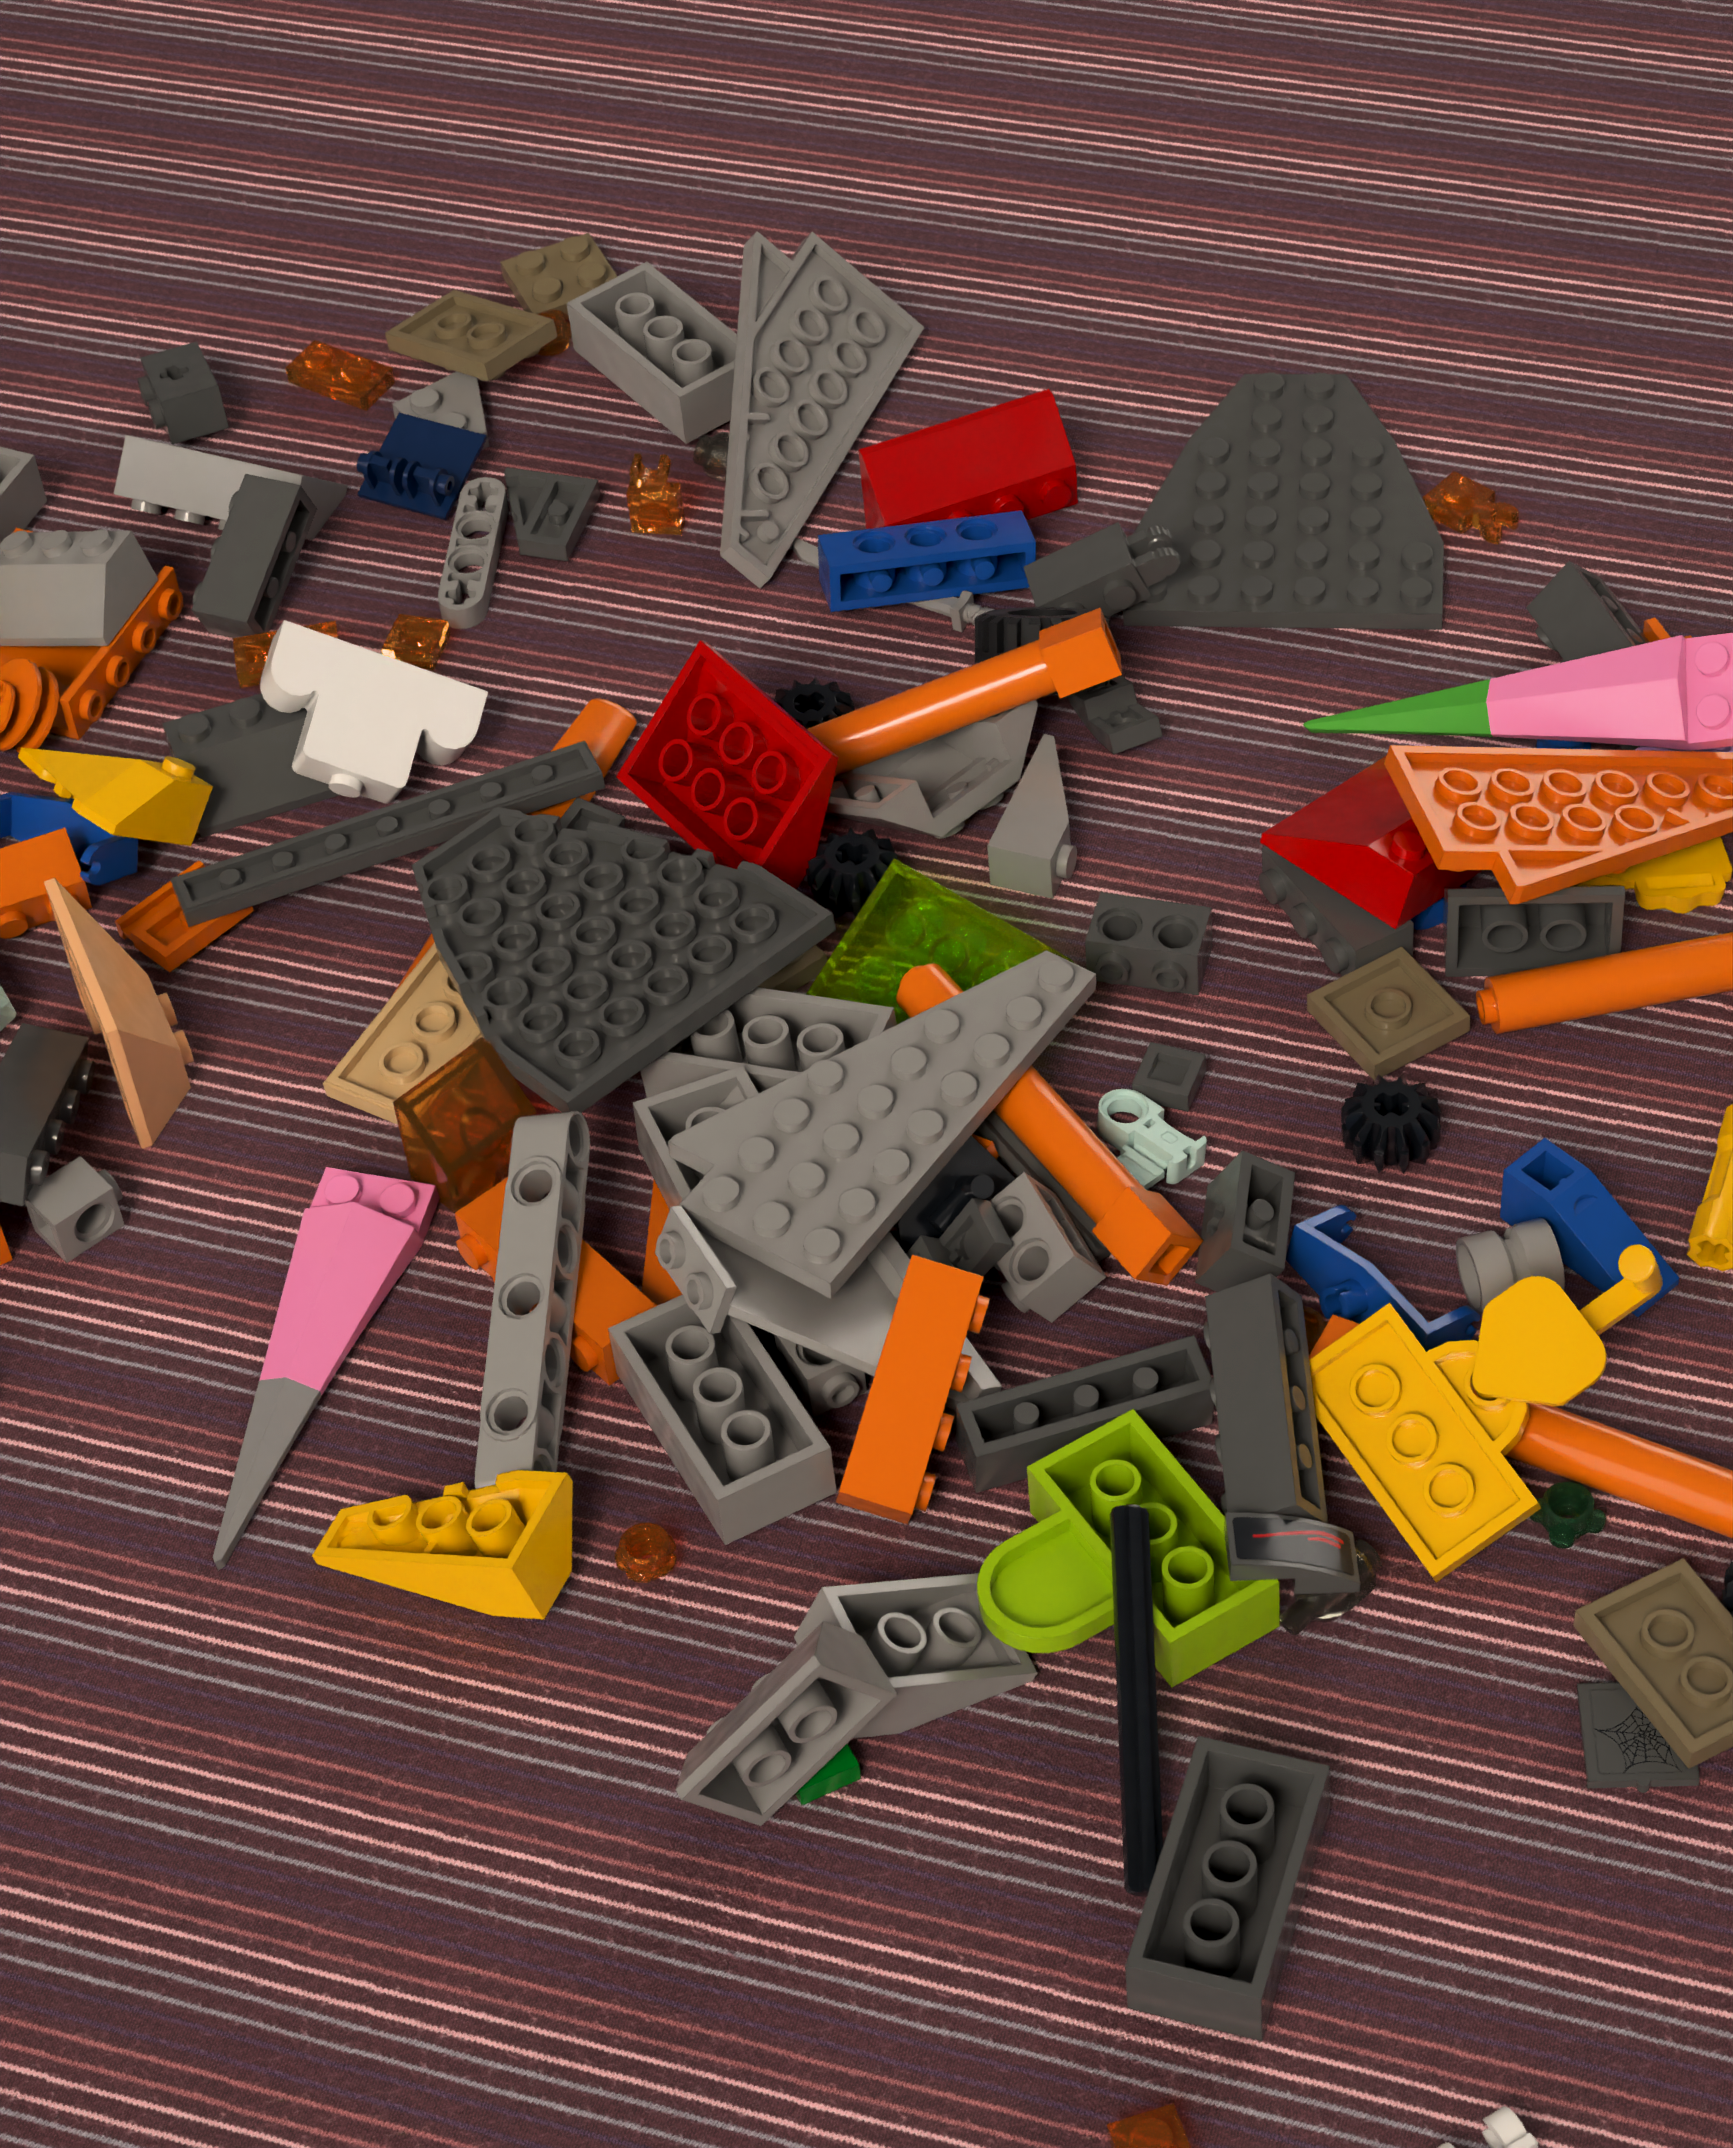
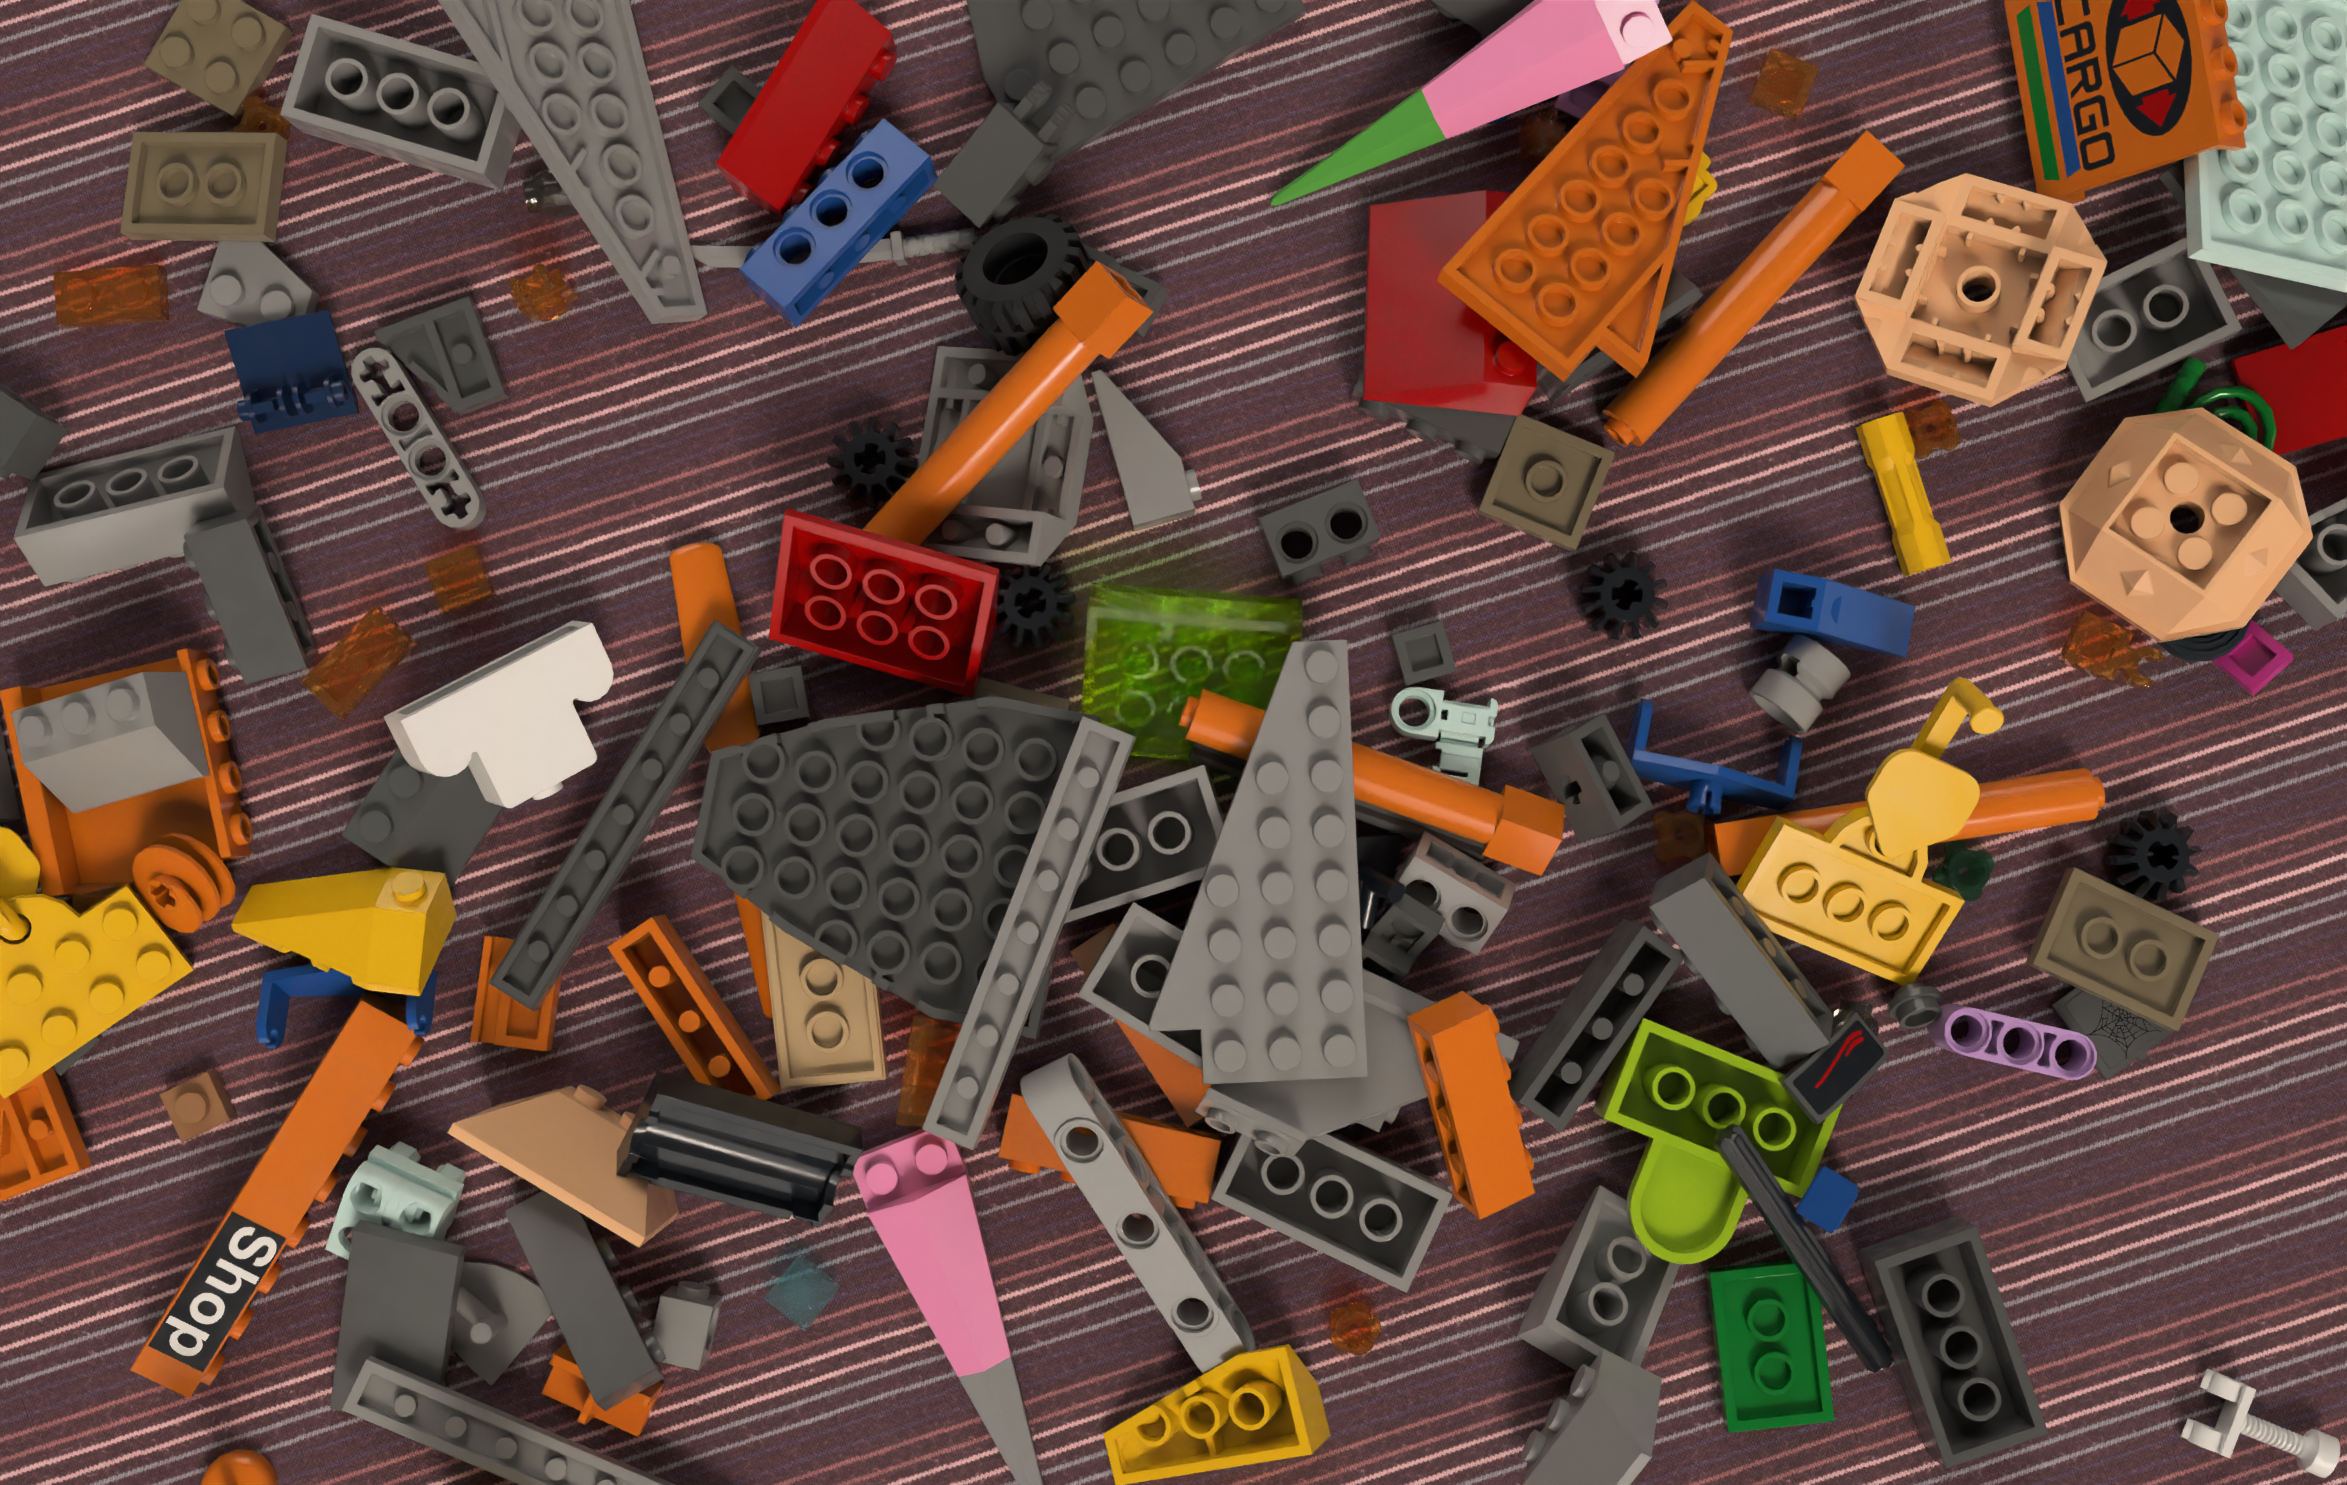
camera: 40 degrees left, 40 degrees up
(193, 1251) = (802, 1292): none -> clear light blue plate
(249, 1074) = (738, 1149): none -> black gear
(304, 993) = (691, 1010): none -> orange brick
(629, 1014) = (1029, 933): none -> light grey plate
(1035, 1803) = (1768, 1347): none -> green plate
(1183, 1639) = (1827, 1199): none -> blue slope
(1426, 1589) = (1915, 1005): none -> dark grey plate
(1514, 1700) = (2036, 1044): none -> lavender beam

